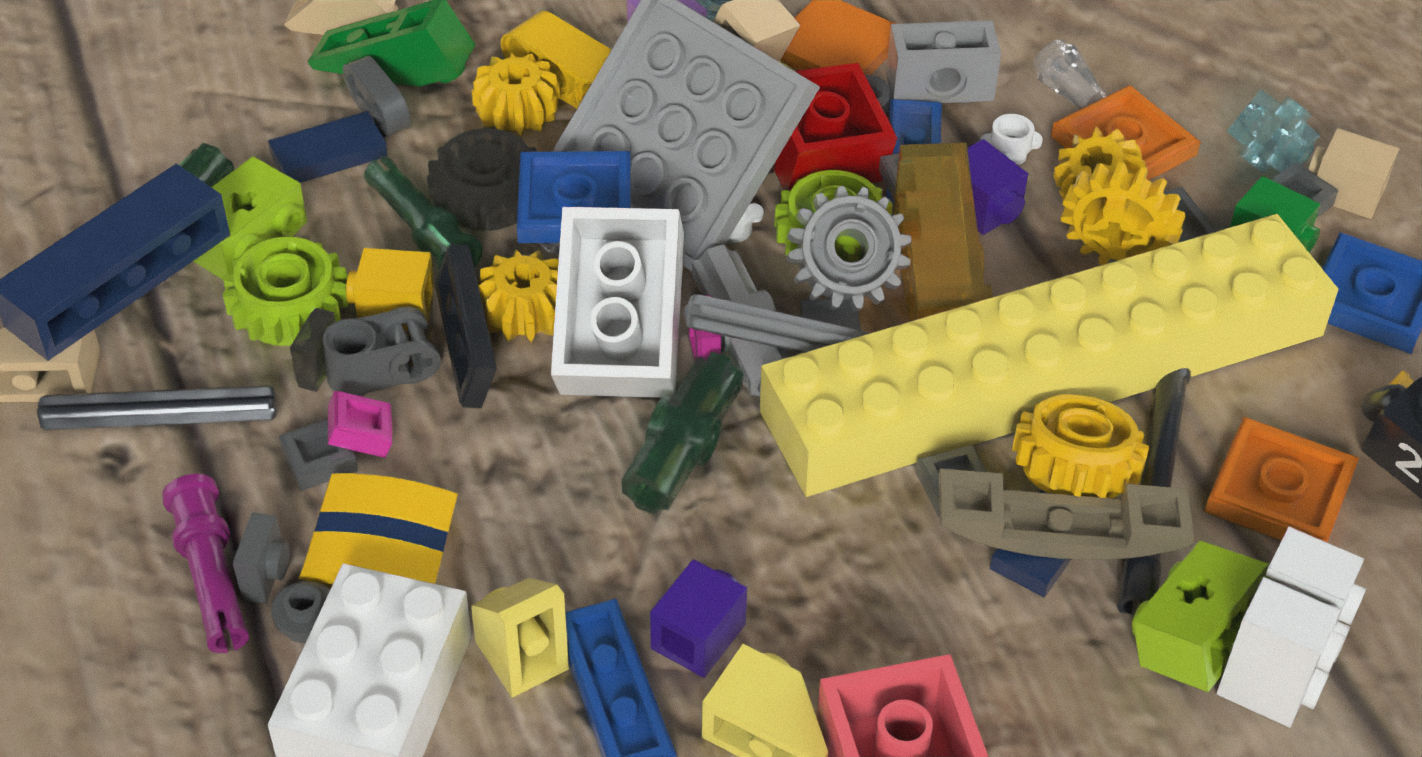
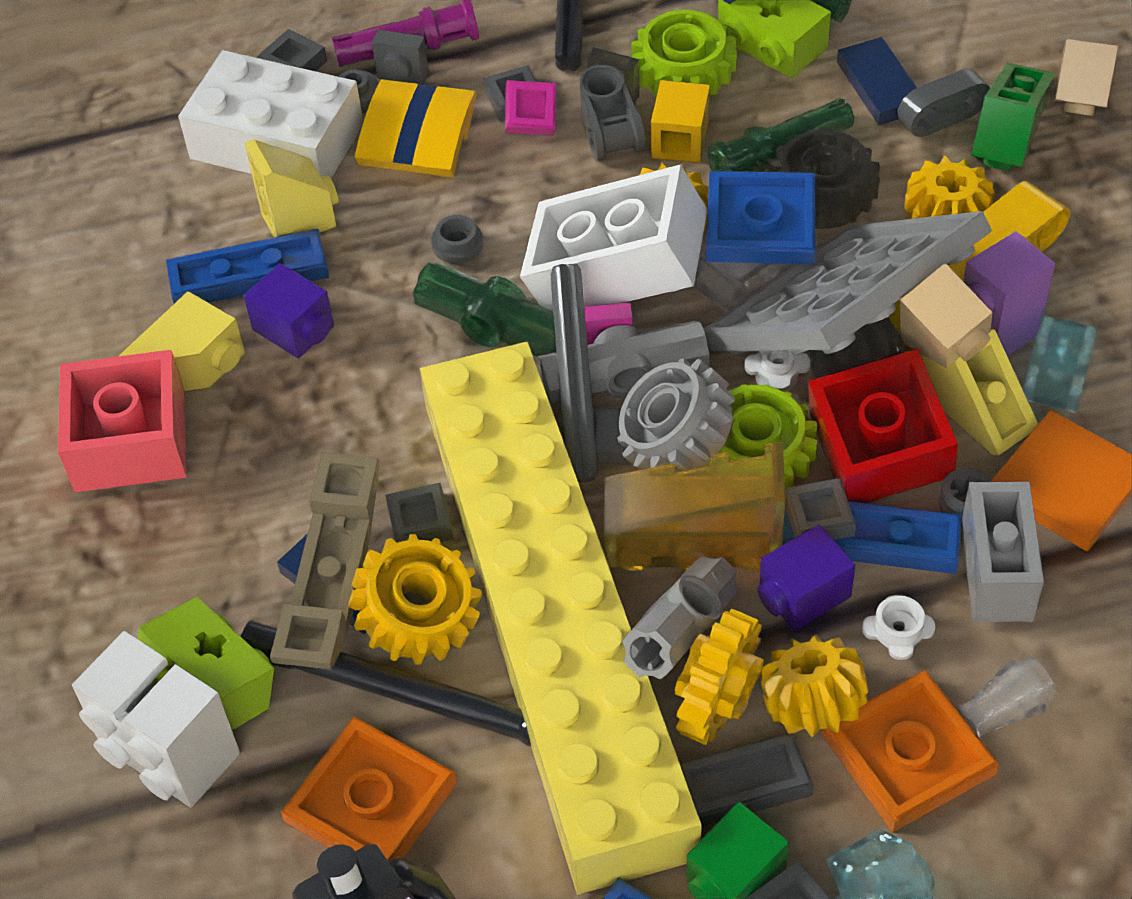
camera: 100 degrees right, 5 degrees up
(241, 684) = (295, 51): none -> dark grey plate
(465, 326) = (600, 167): black tile -> none
(569, 467) = (457, 239): none -> dark grey plate
(1070, 239) = (679, 617): none -> light grey piece

